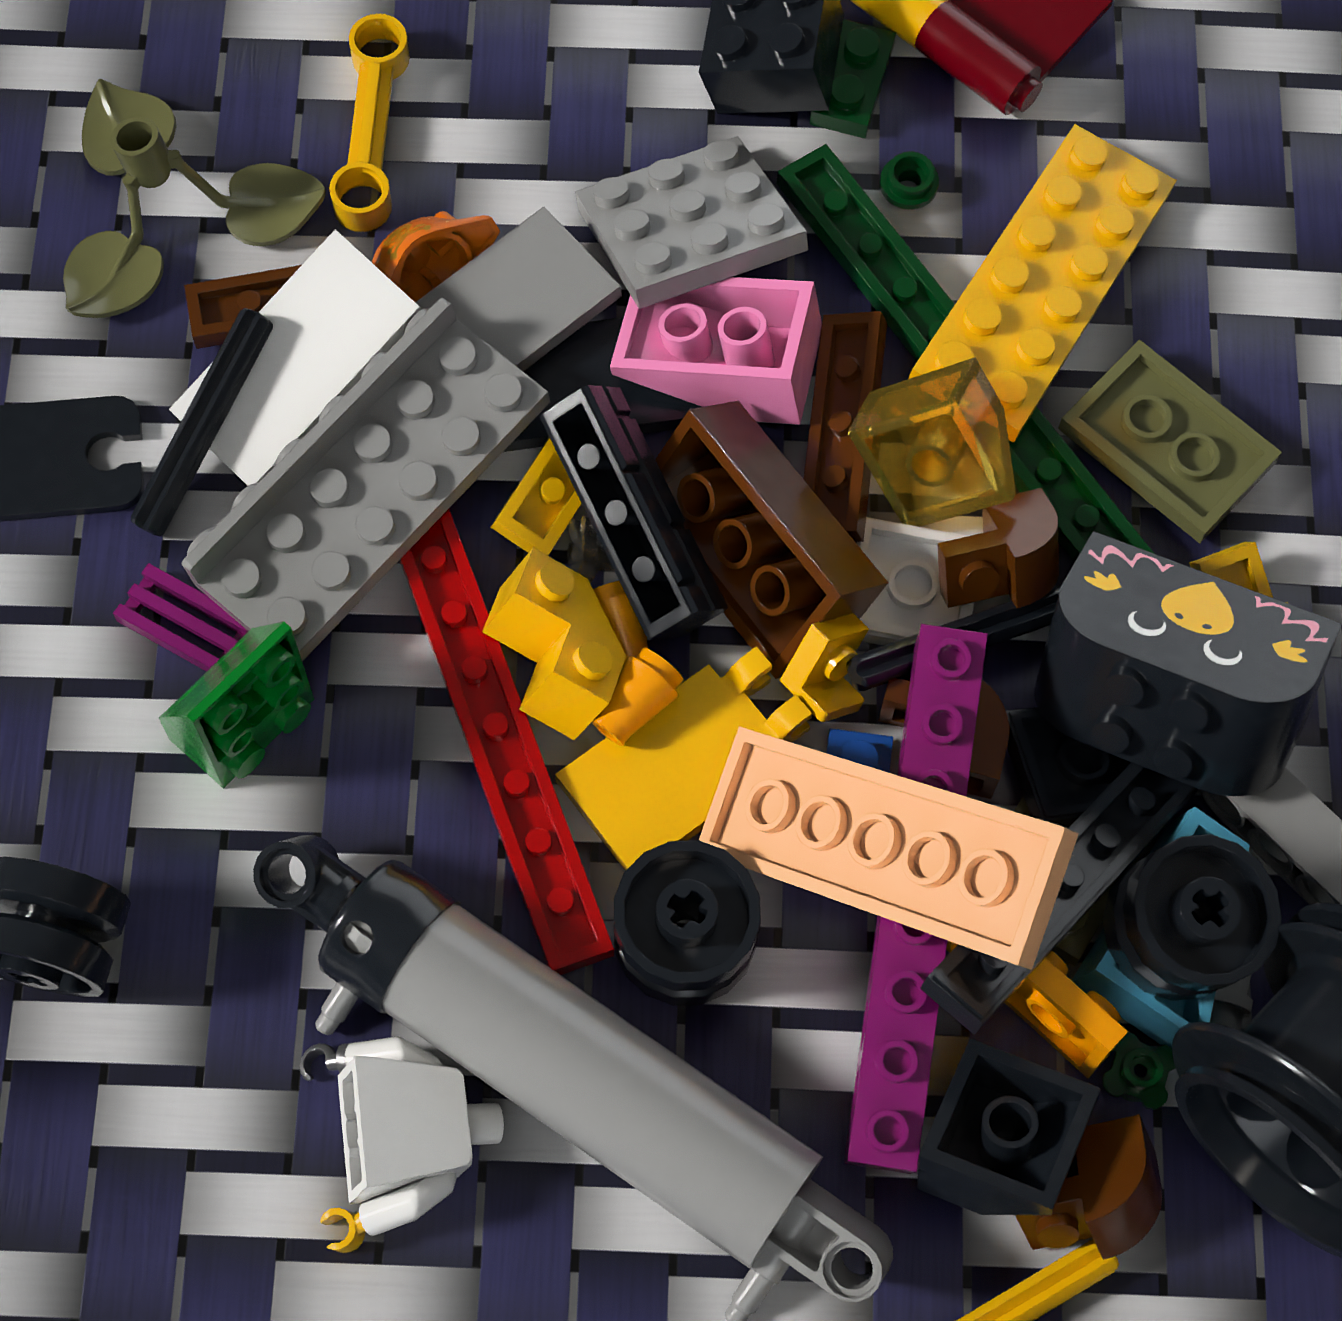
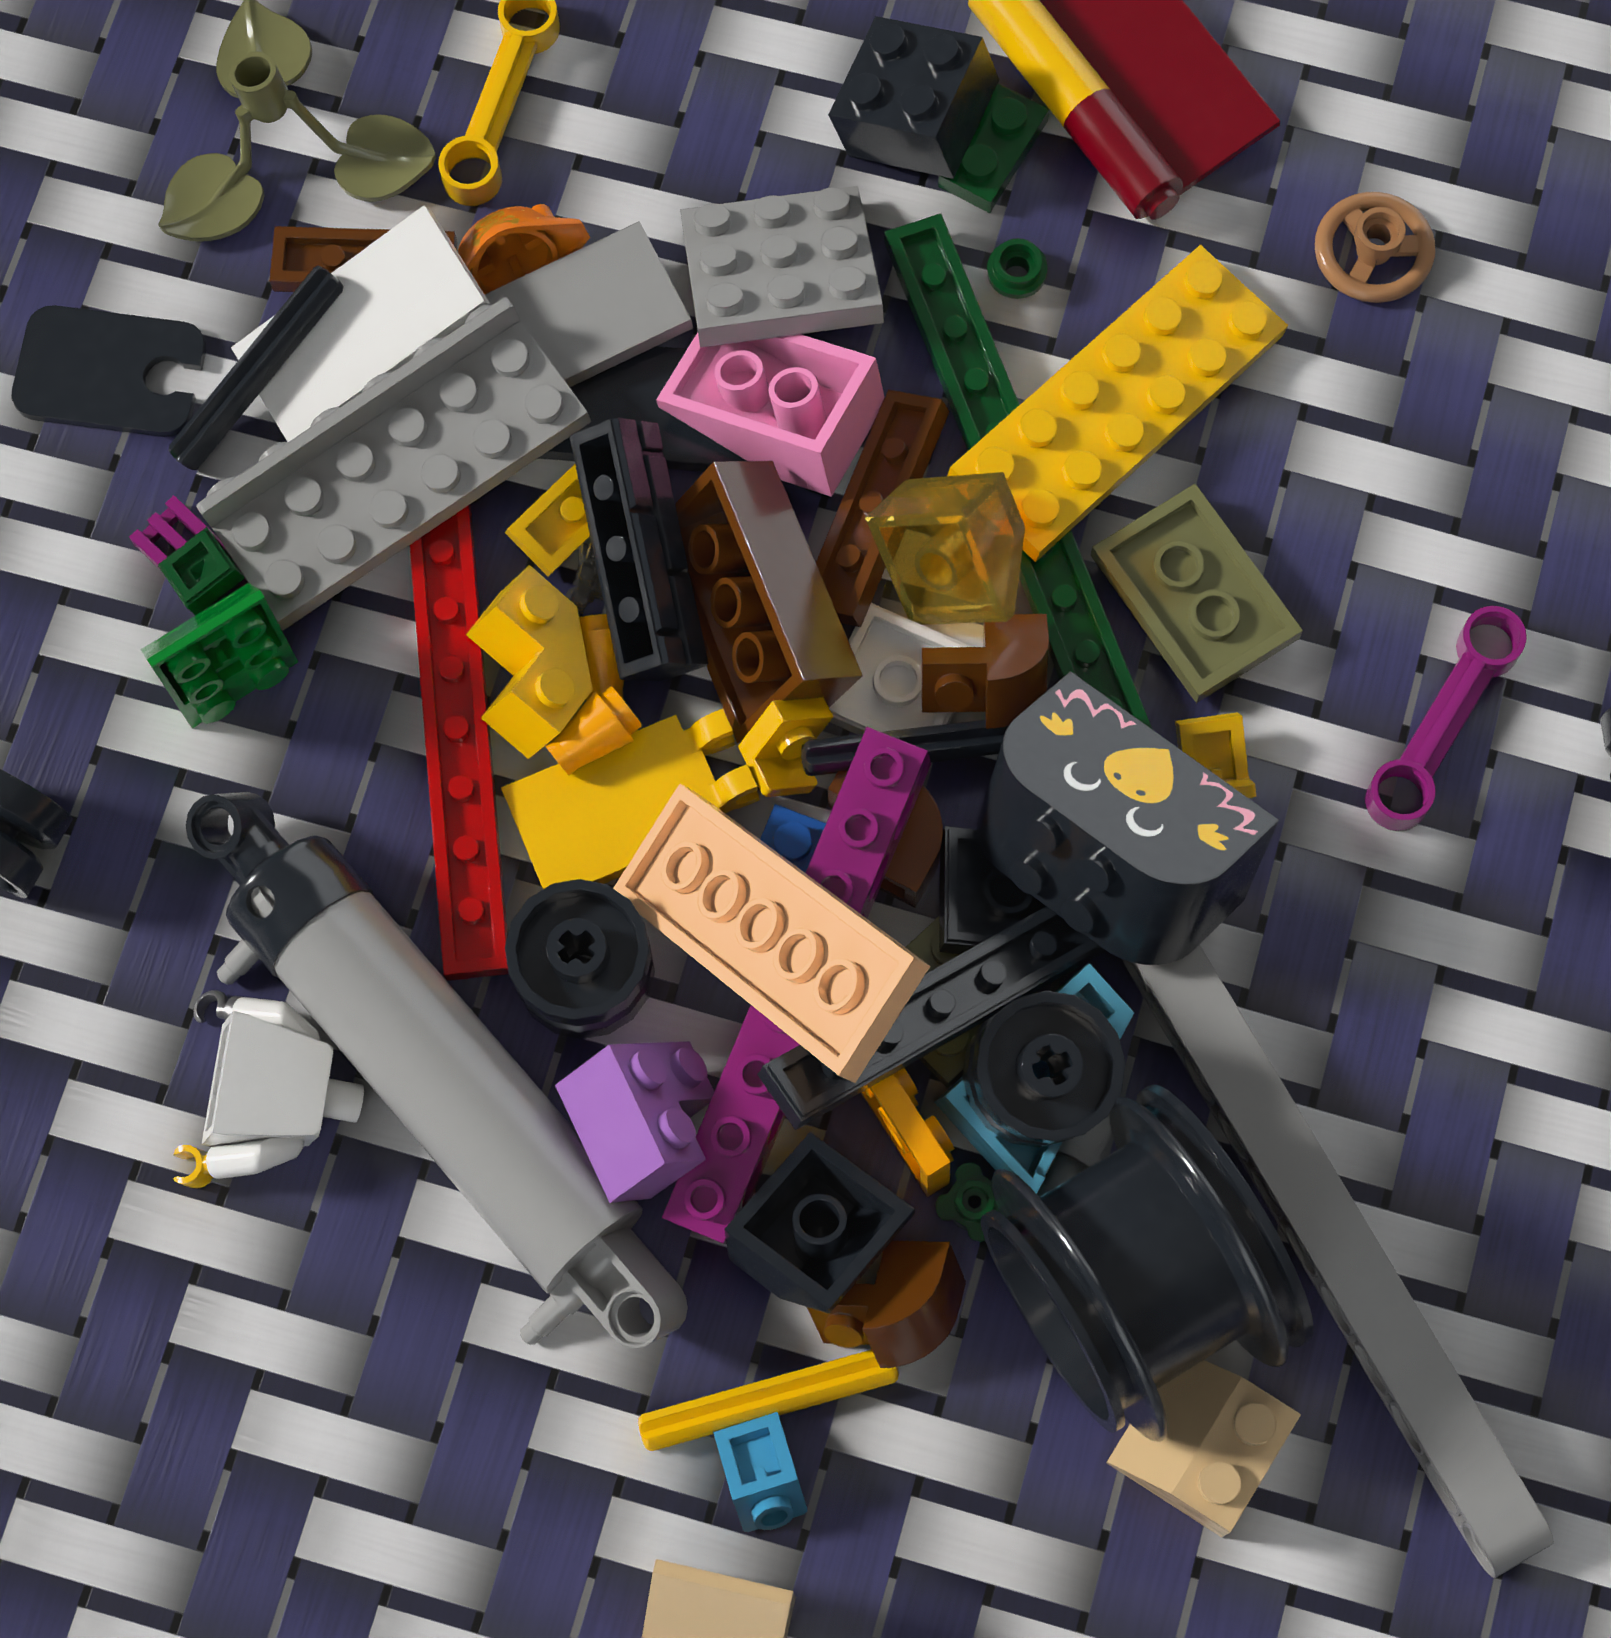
camera: 20 degrees right, 5 degrees up
(198, 628) = (201, 571): none -> dark green tile
(796, 1063) = (636, 1114): none -> medium lavender brick
(1238, 79) = (1382, 221): none -> medium nougat piece

